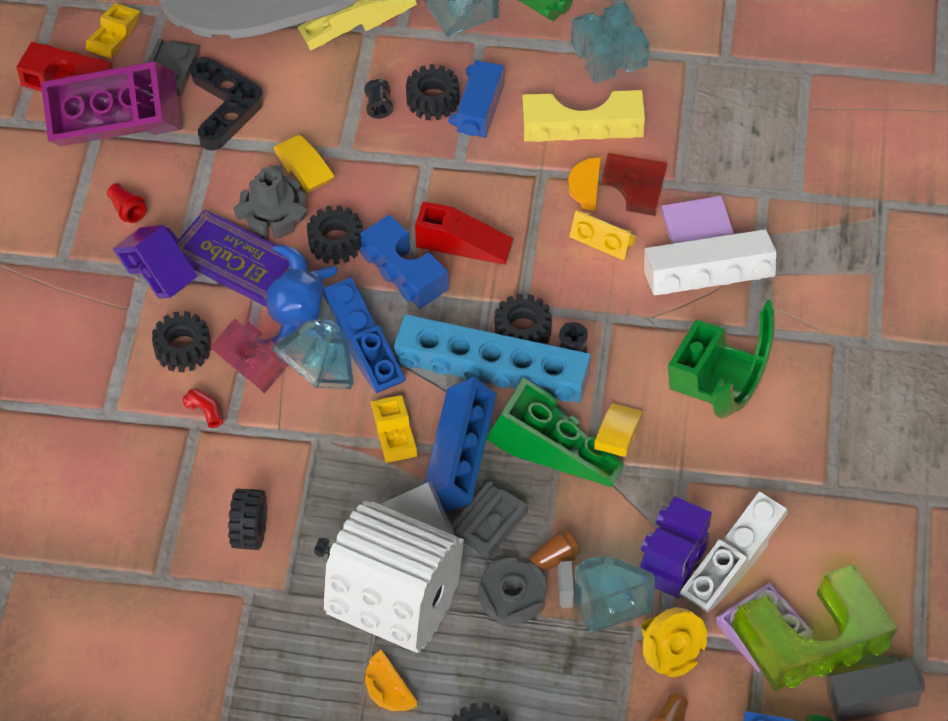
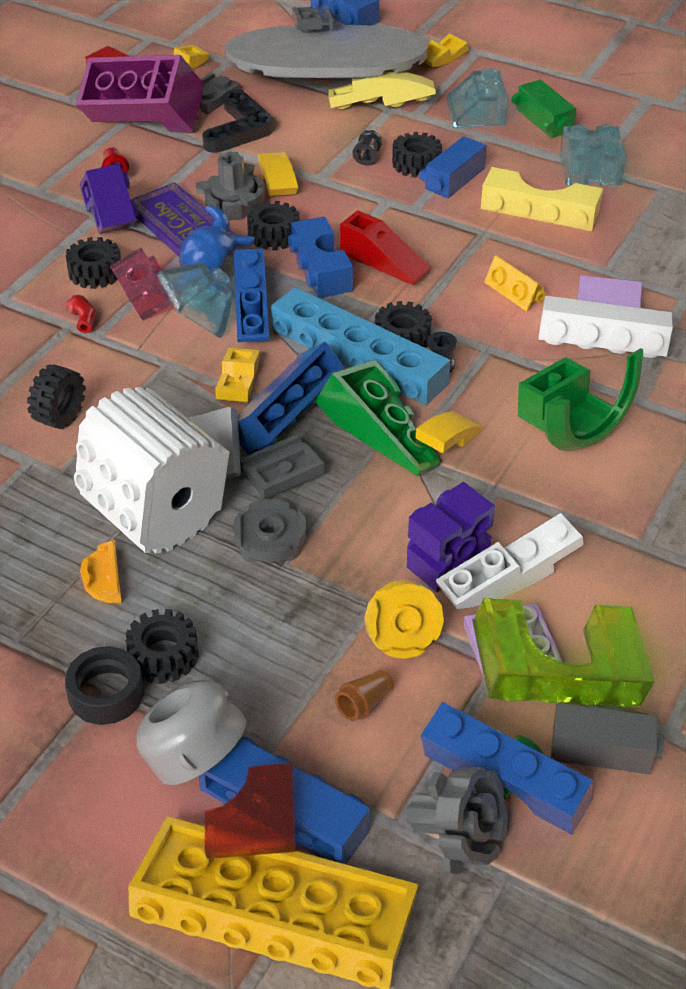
camera: 20 degrees right, 10 degrees down
(557, 549) = (330, 511): dark orange cone -> none
(565, 584) = (324, 540): light grey tile -> none
(584, 183) = (519, 245): light orange tile -> none
(612, 592) = (362, 553): clear light blue slope -> none
(637, 180) = (568, 257): clear red tile -> none

